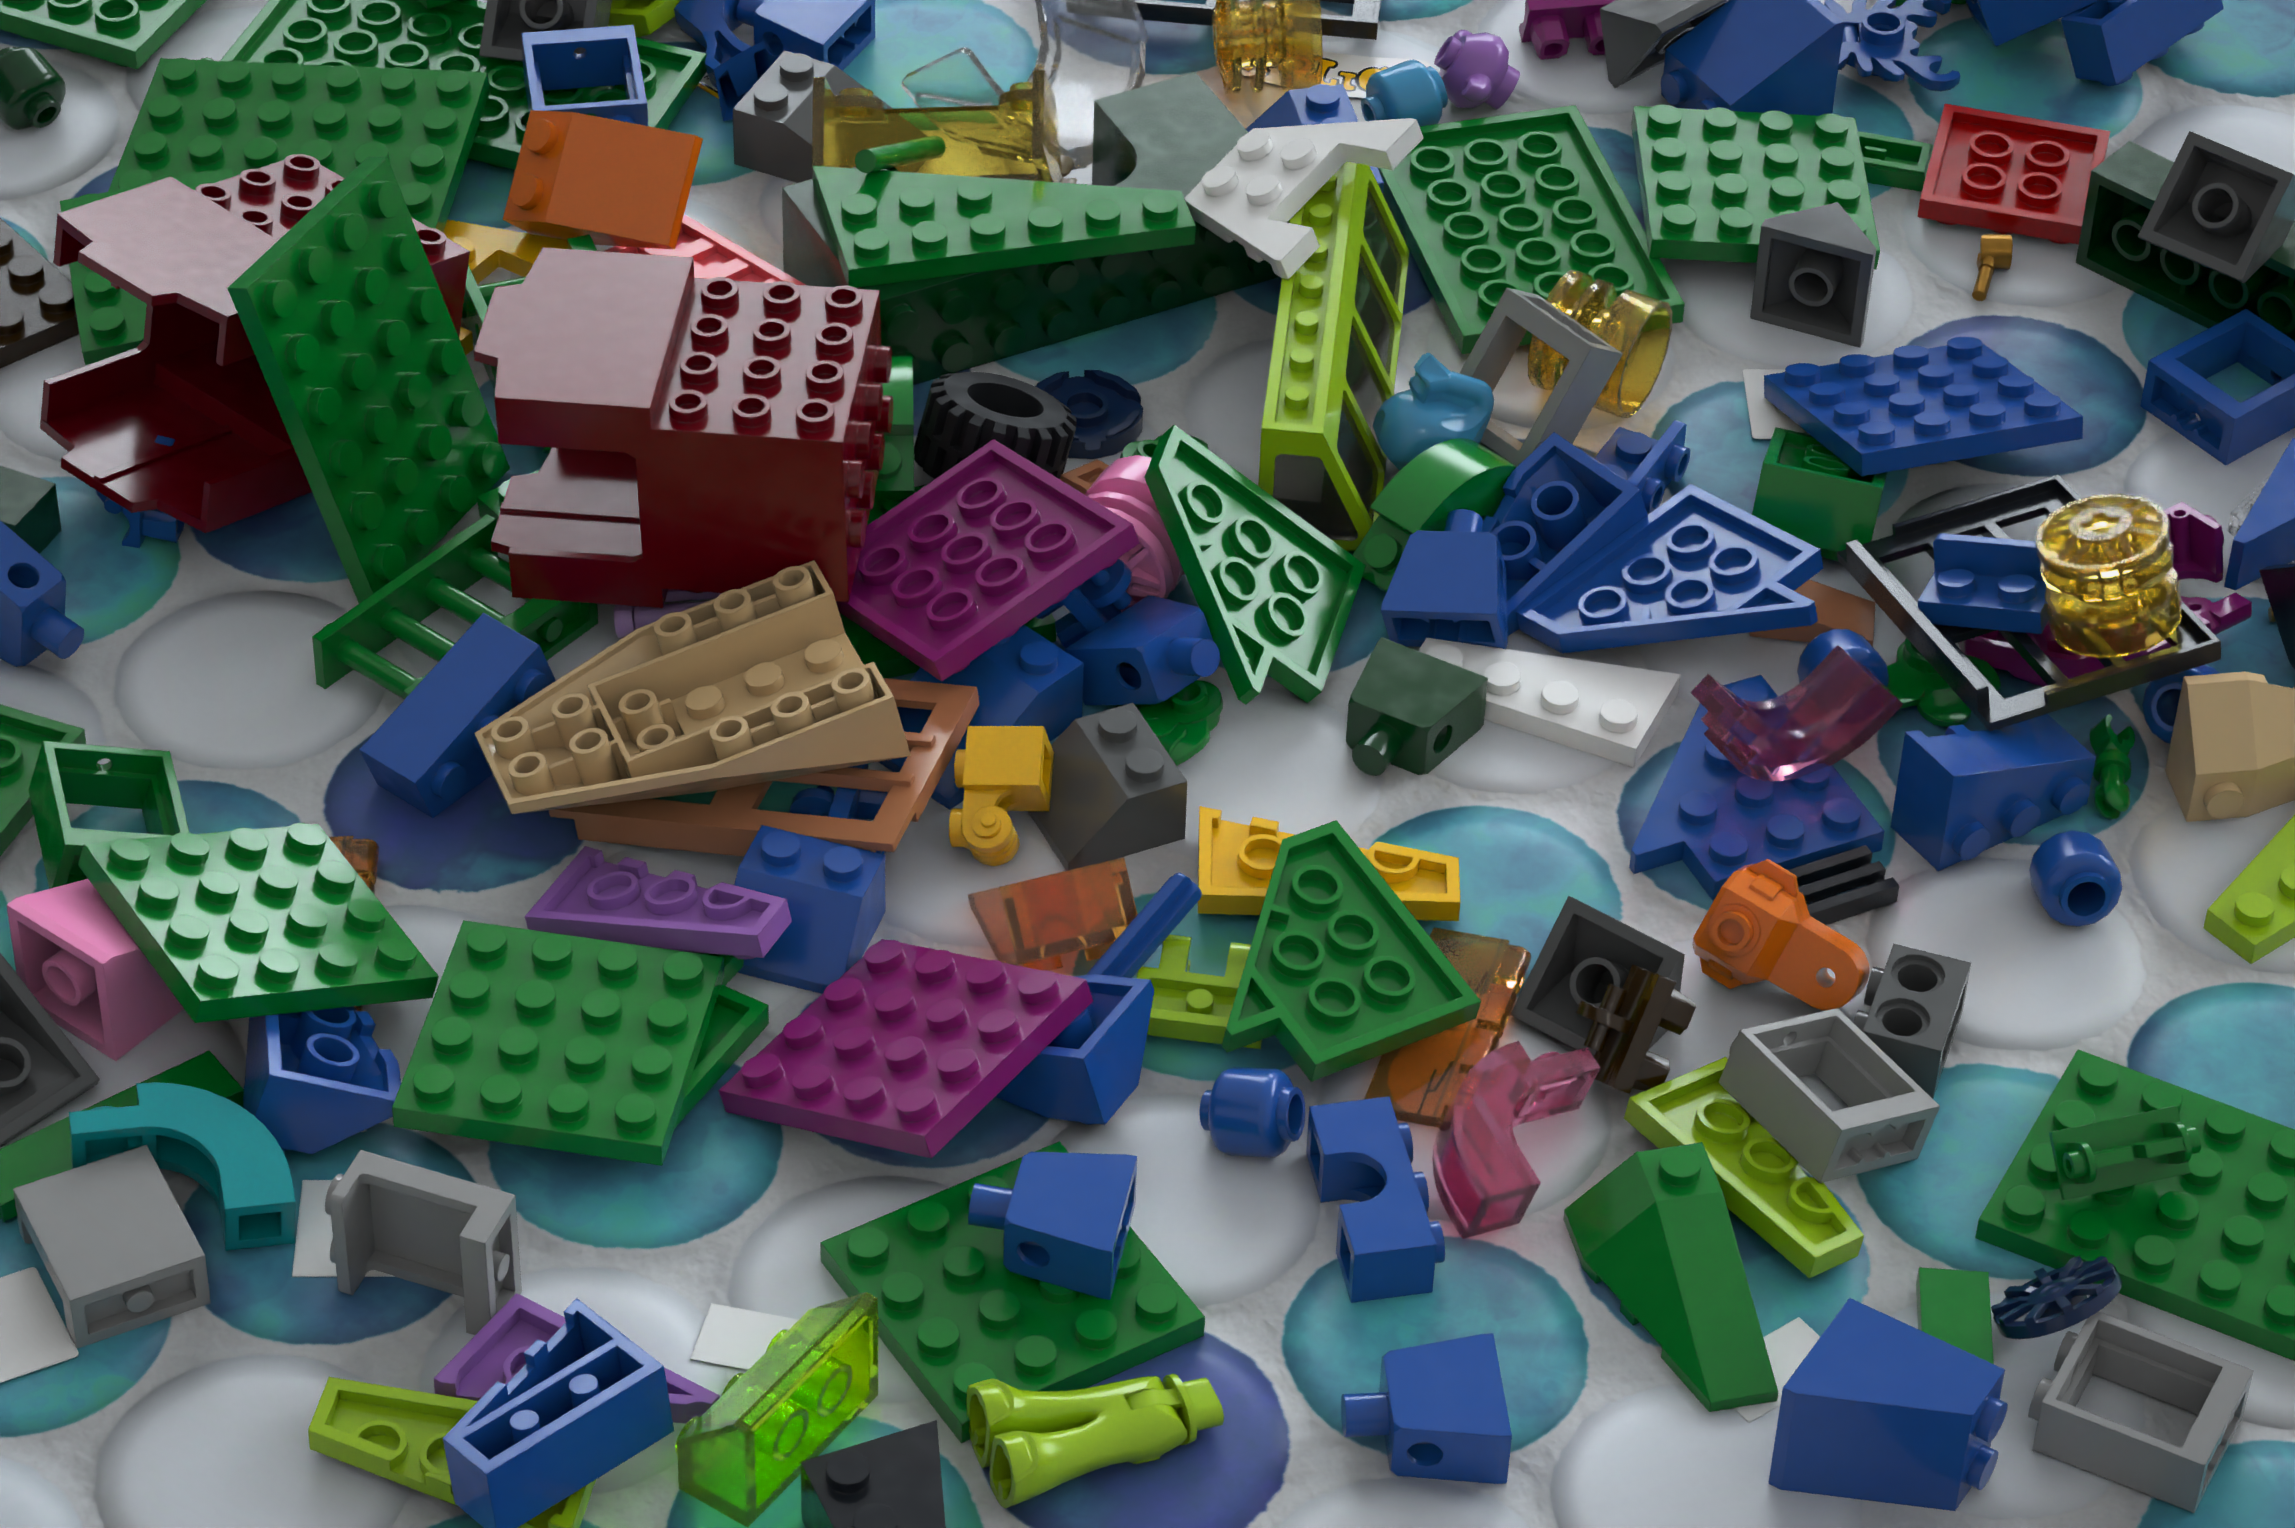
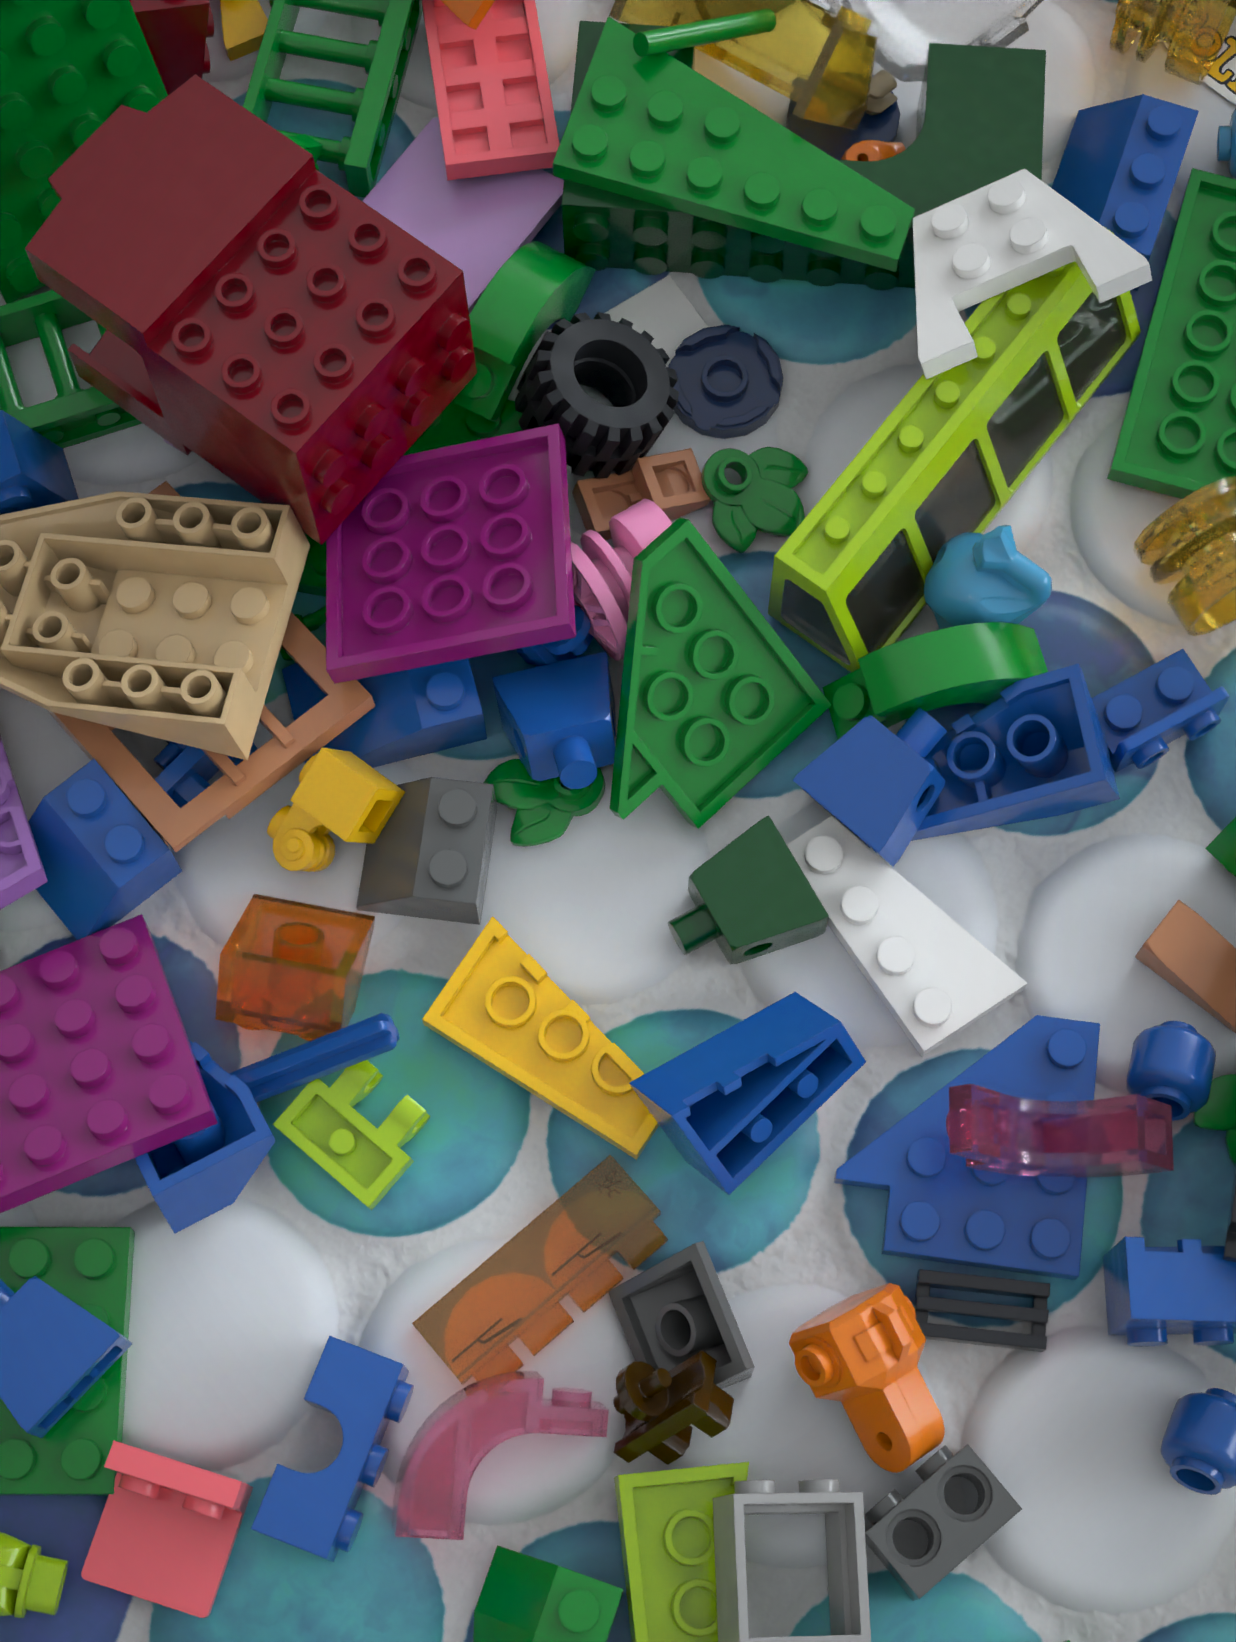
camera: 35 degrees right, 30 degrees up
(1253, 1112) = (300, 1294): blue head -> none
(1269, 1301) = (165, 1530): none -> coral bracket
(1341, 963) = (472, 1178): green wing -> none
(1519, 814) = (749, 1087): none -> blue wedge
(1576, 390) = (1158, 591): light grey window -> none
(1679, 576) = (1091, 884): blue wing -> none

